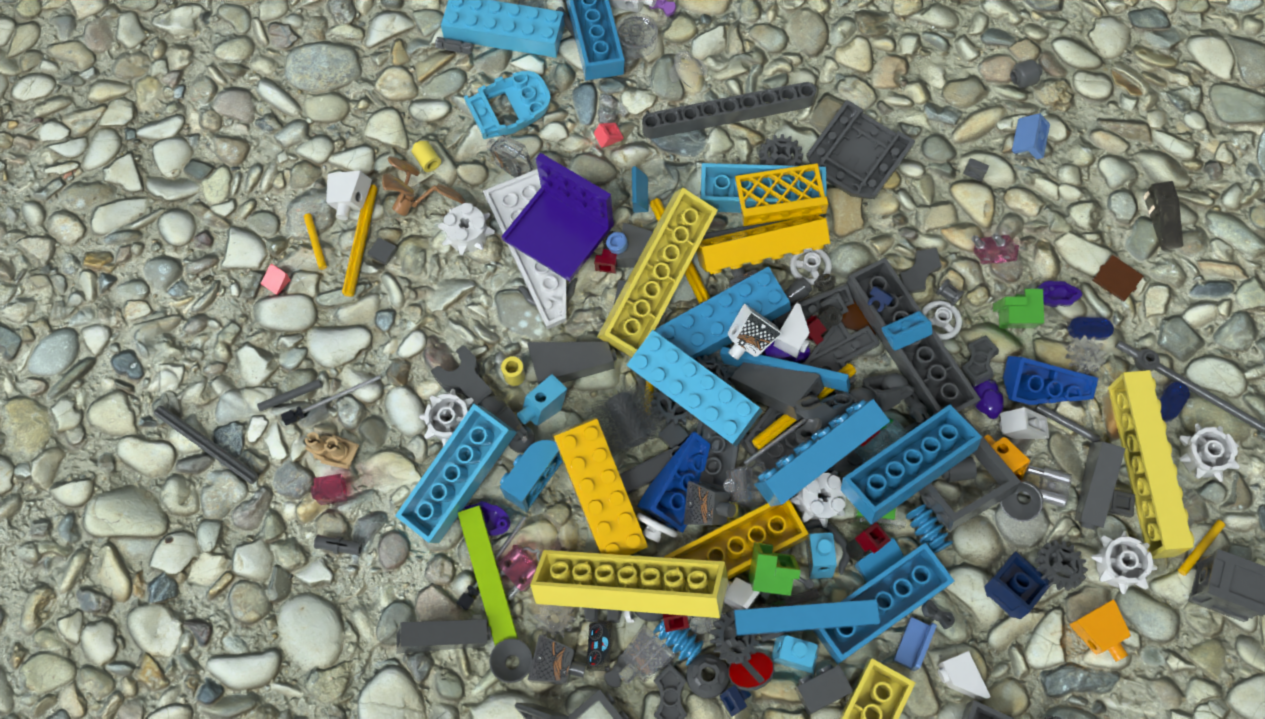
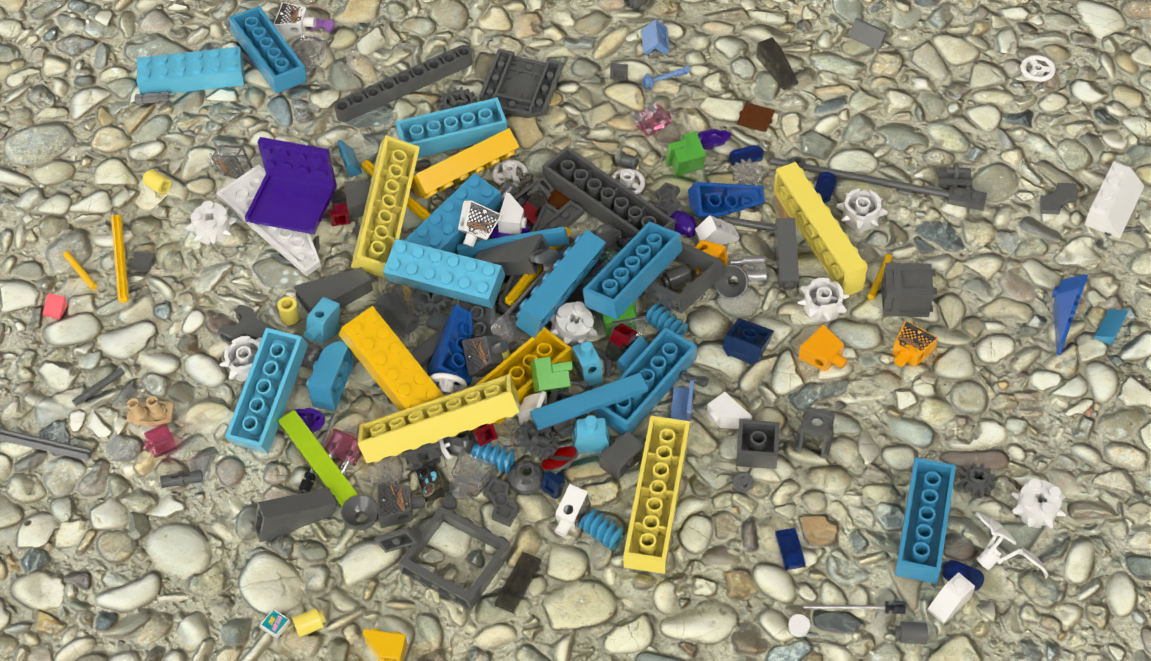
camera: 20 degrees left, 15 degrees down
(290, 416) = (105, 400): piece -> none
(347, 192) = (97, 223): white torso -> none
(405, 199) = (150, 217): medium nougat plant -> none
(526, 95) = (226, 114): medium azure slope -> none
(607, 134) = (308, 127): coral slope -> none
(617, 242) = (344, 195): medium blue tile -> none
(788, 209) = (472, 134): yellow fence -> none
(881, 296) = (571, 169): dark blue tile -> none
(907, 330) = (601, 189): dark azure slope -> none
(925, 263) = (602, 147): dark grey tile -> none
(1006, 191) = (648, 81): none -> medium blue piece
(1061, 565) = (776, 316): dark grey gear -> none
(1122, 504) = (810, 265): dark grey tile -> none
(1213, 659) = (913, 345): none -> light orange torso

